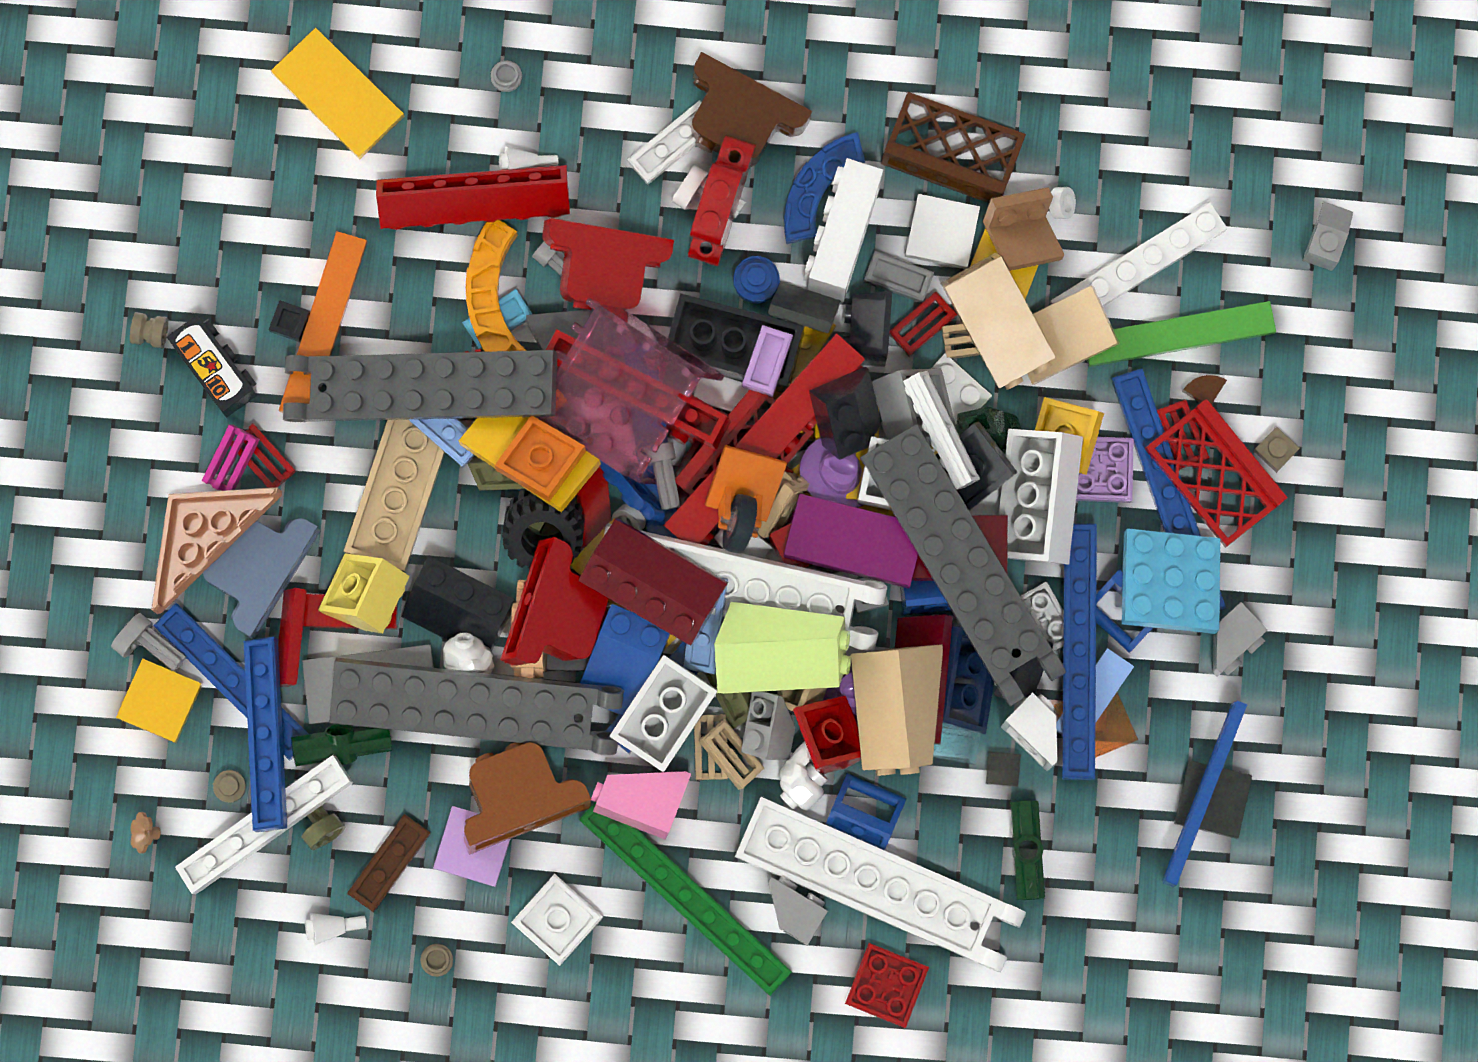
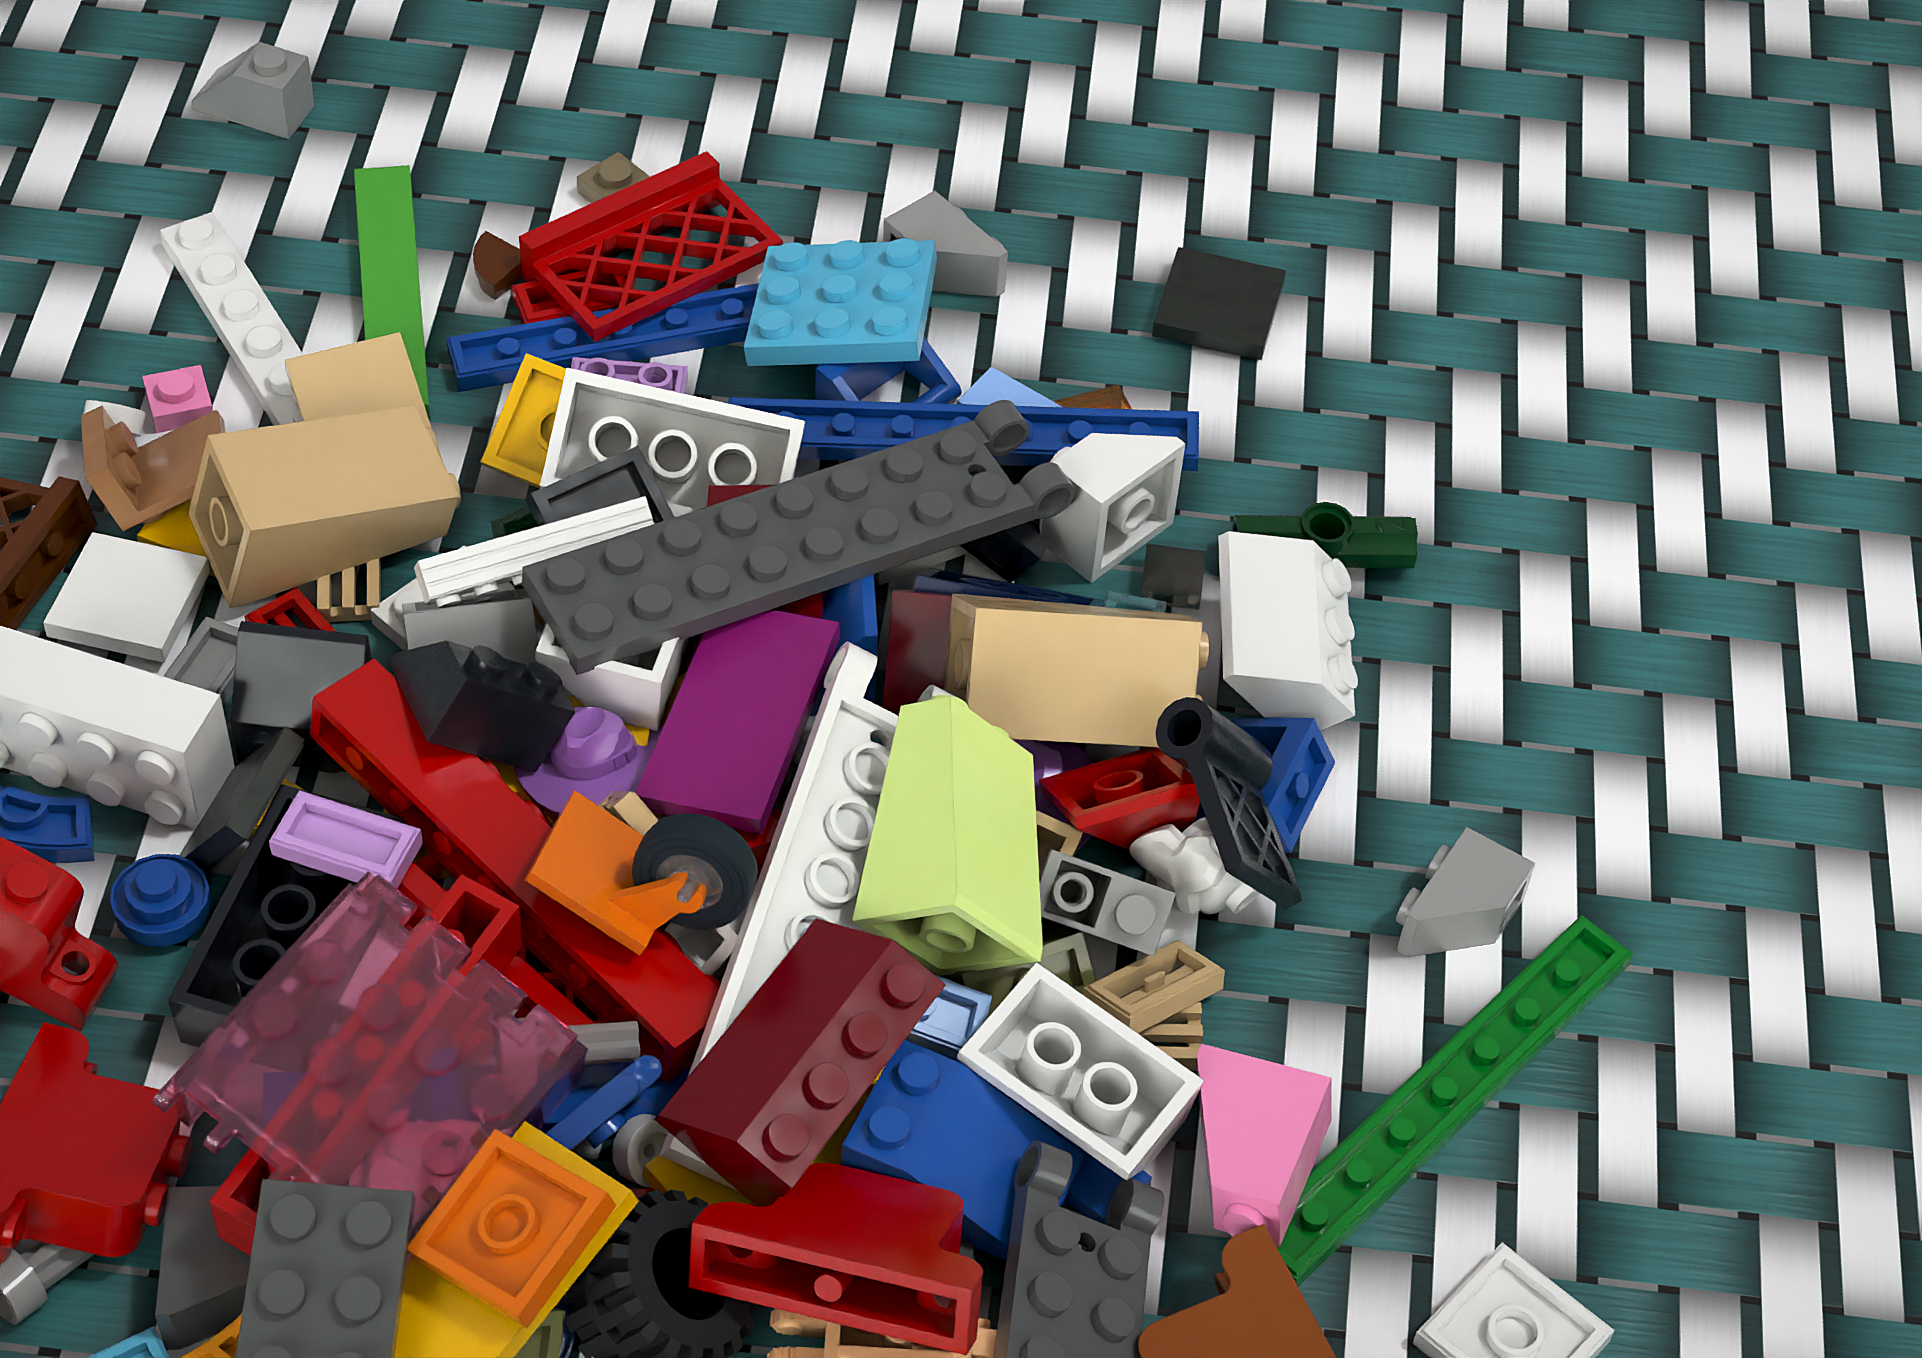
camera: 90 degrees left, 30 degrees down
(844, 782) = (1229, 778): none -> black piece
(874, 882) = (1392, 781): white hinge -> none
(887, 985) = (1588, 772): red tile -> none
(950, 822) = (1286, 627): none -> white slope
(1087, 233) = (177, 397): none -> bright pink plate
(1204, 793) = (1219, 289): blue tile -> none

